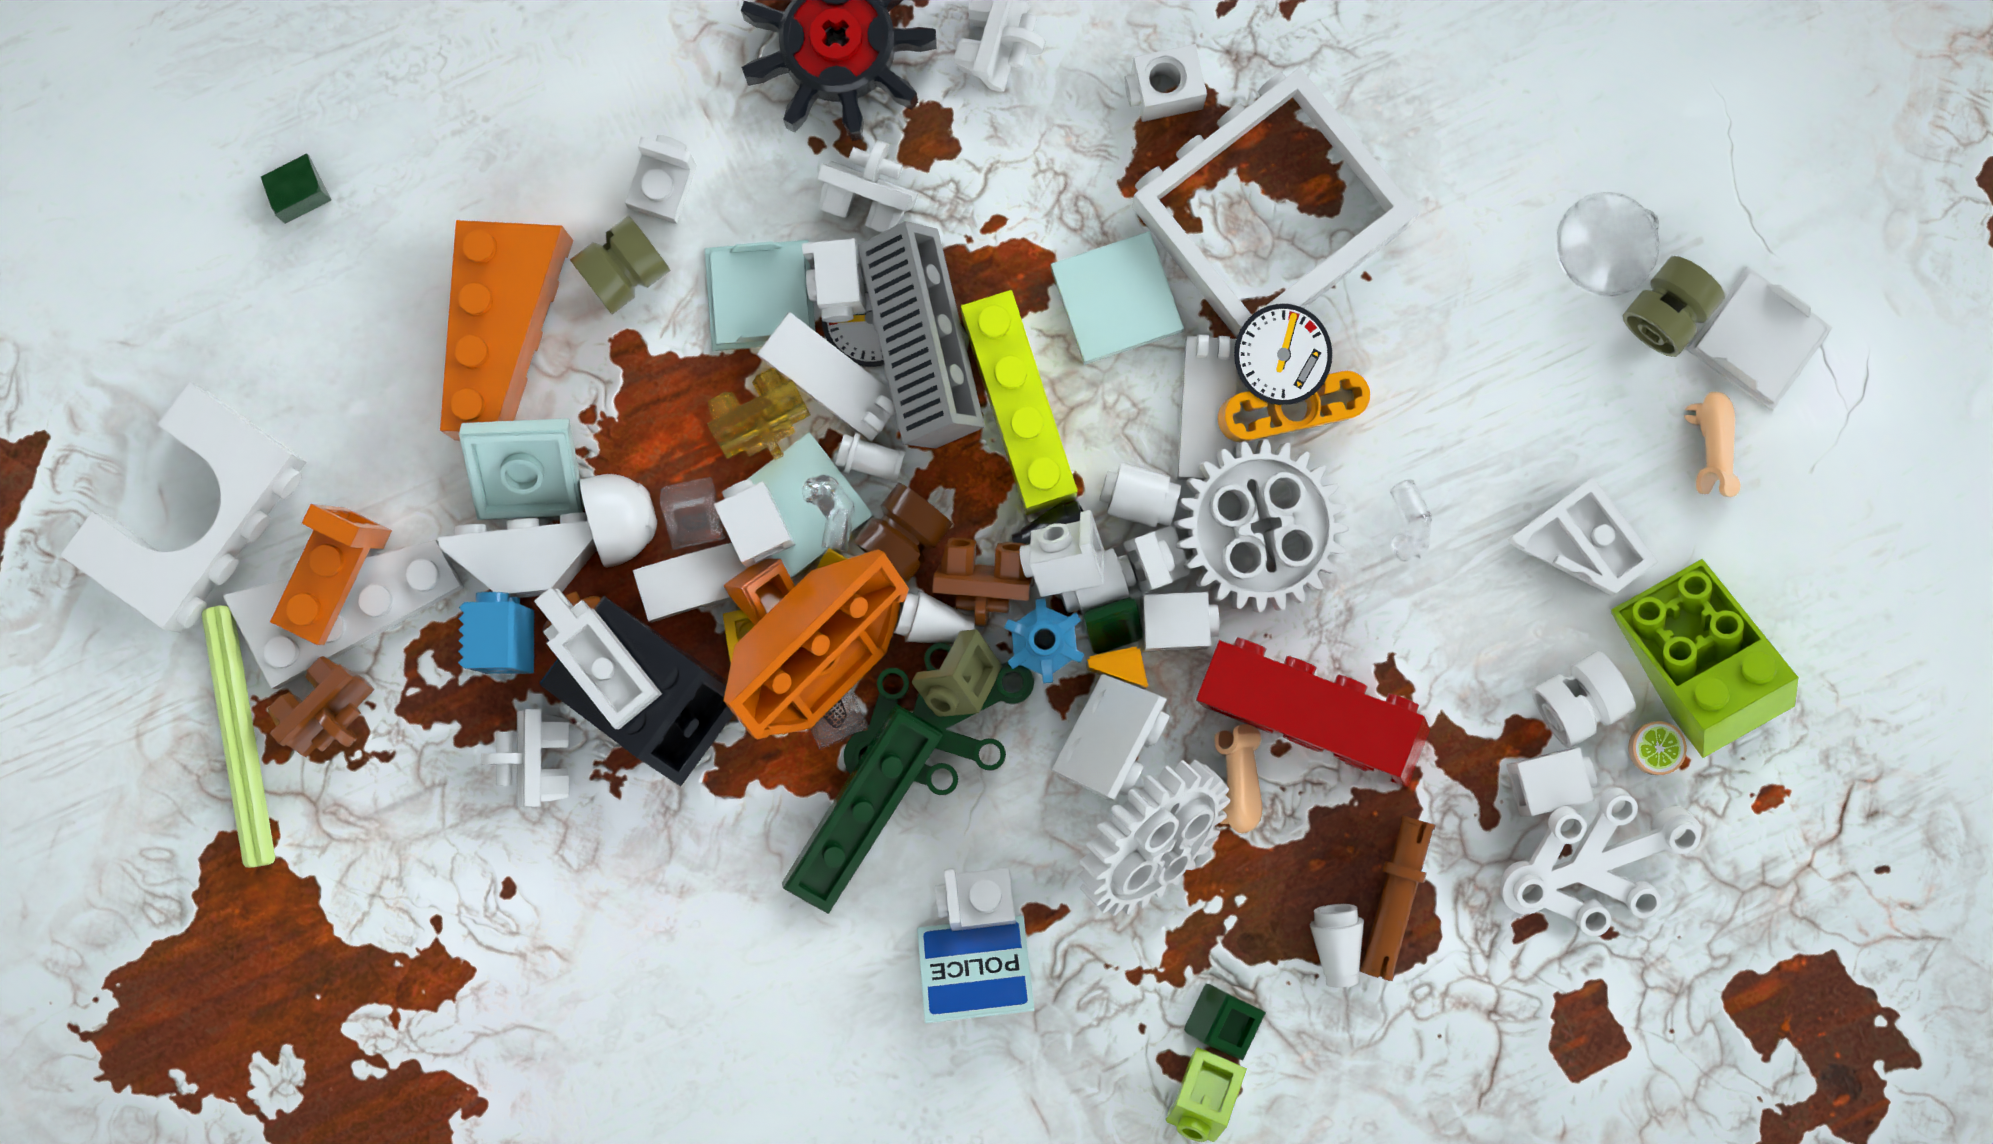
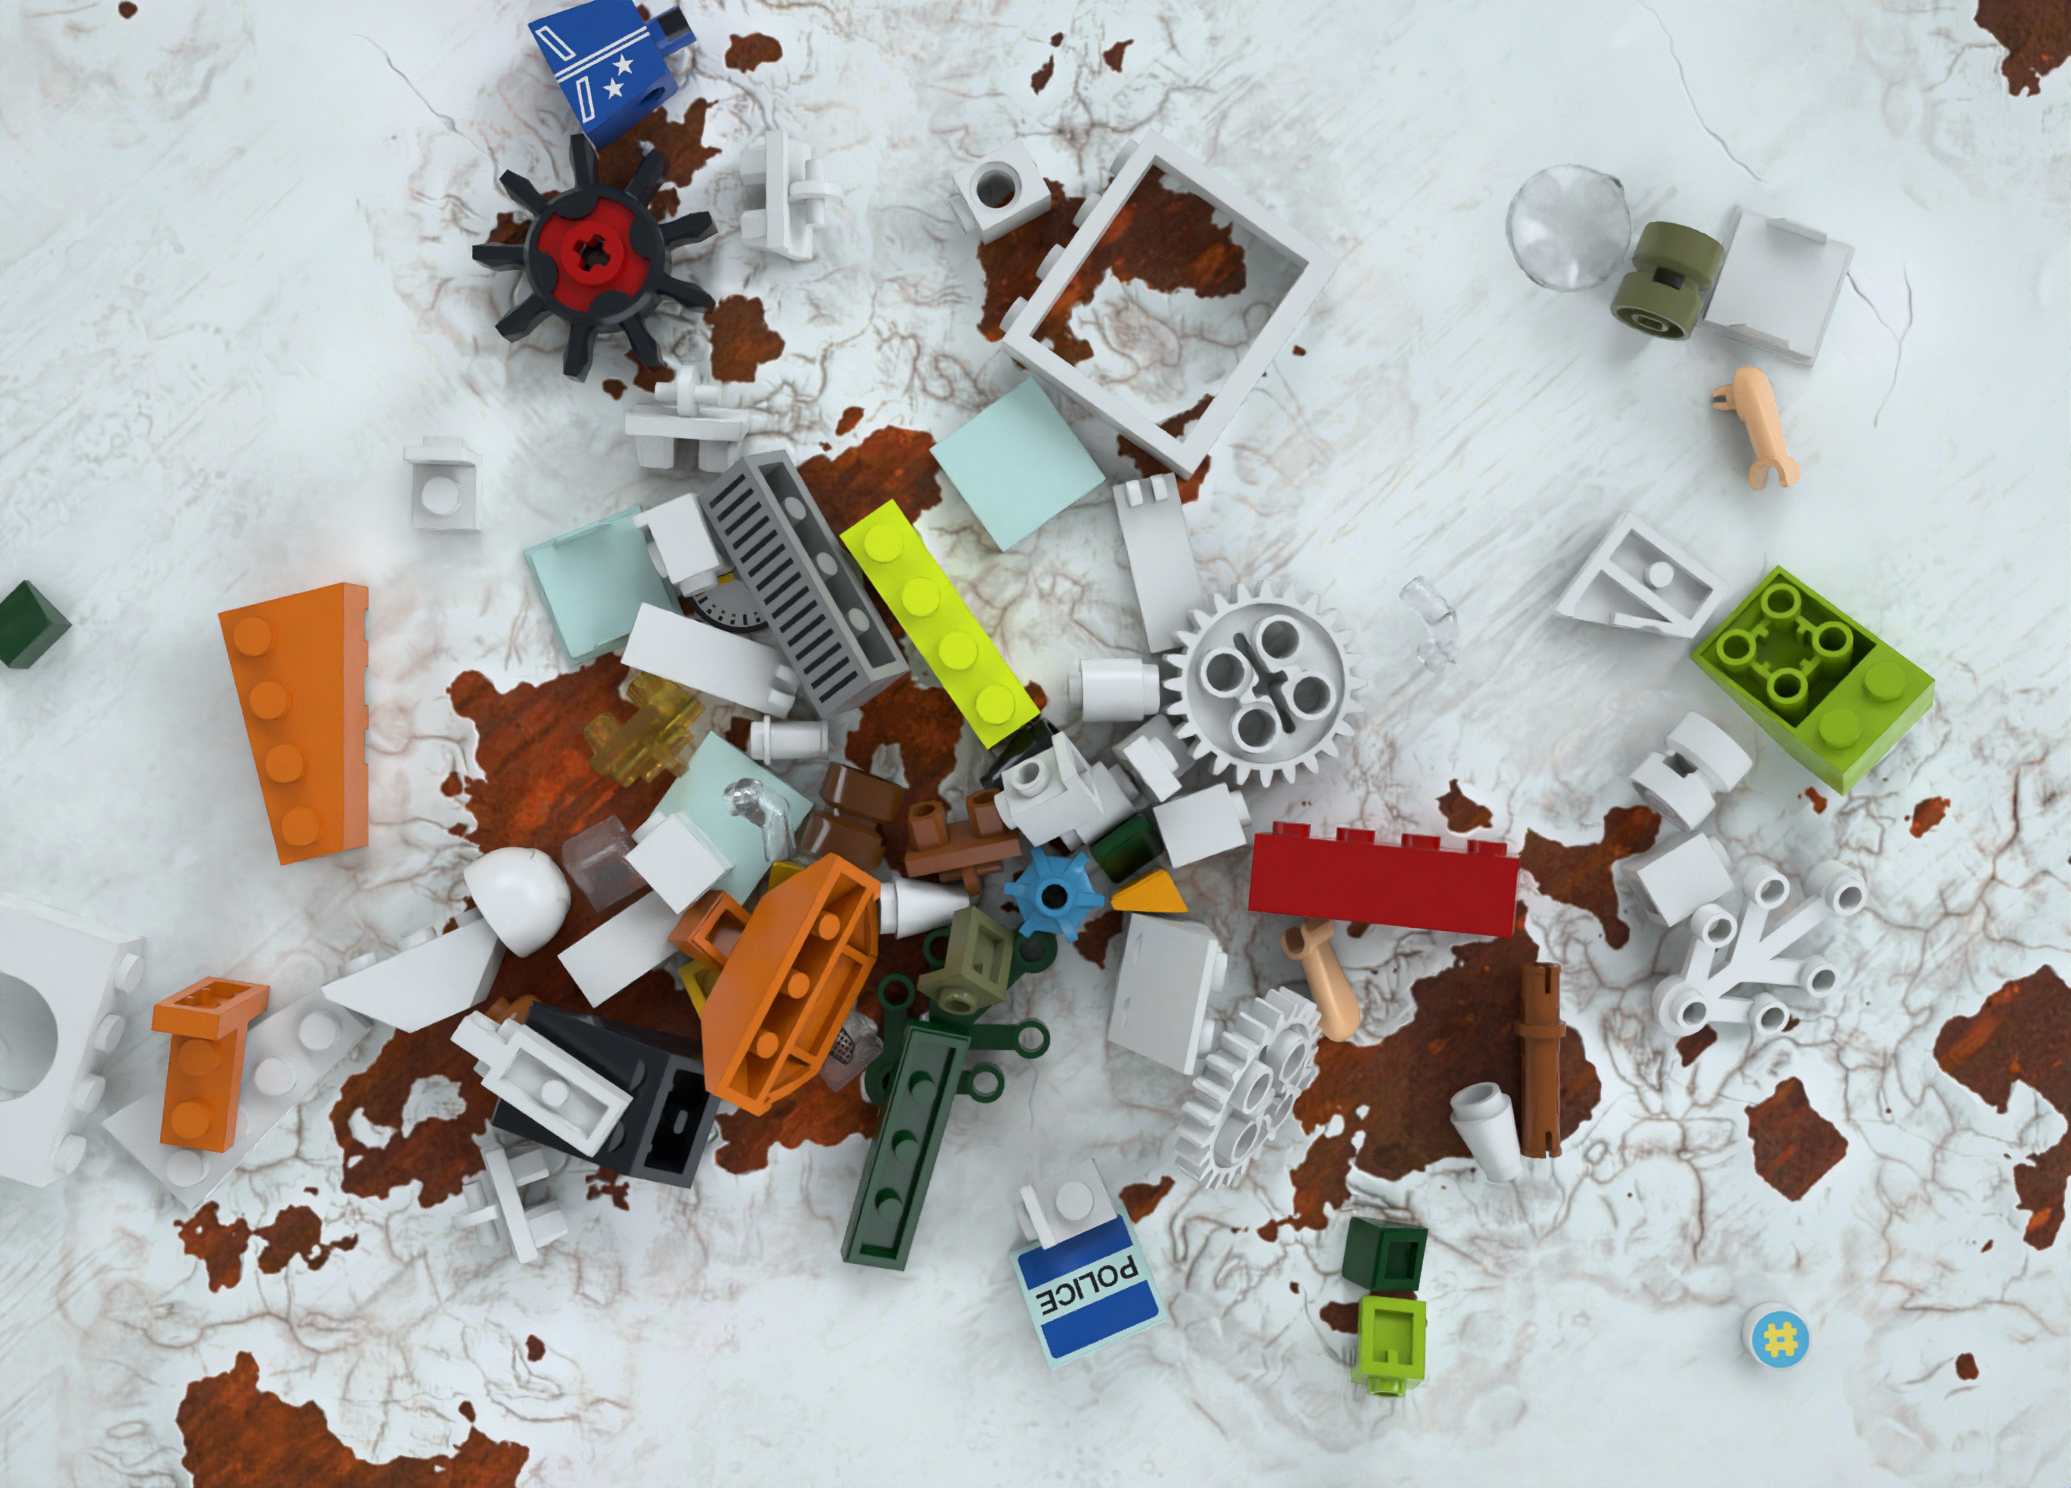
camera: 15 degrees left, 5 degrees up
(238, 737) = (172, 1275): yellowish green axle -> none
(324, 712) = (260, 1221): dark orange hips -> none
(497, 635) = (424, 1081): dark azure brick -> none
(522, 468) = (390, 877): light aqua tile -> none
(620, 264) = (428, 604): olive wheel -> none
(1283, 354) = (1231, 477): white sticker -> none
(1332, 412) = (1307, 526): light orange beam -> none
(1657, 748) = (1787, 799): tile -> none

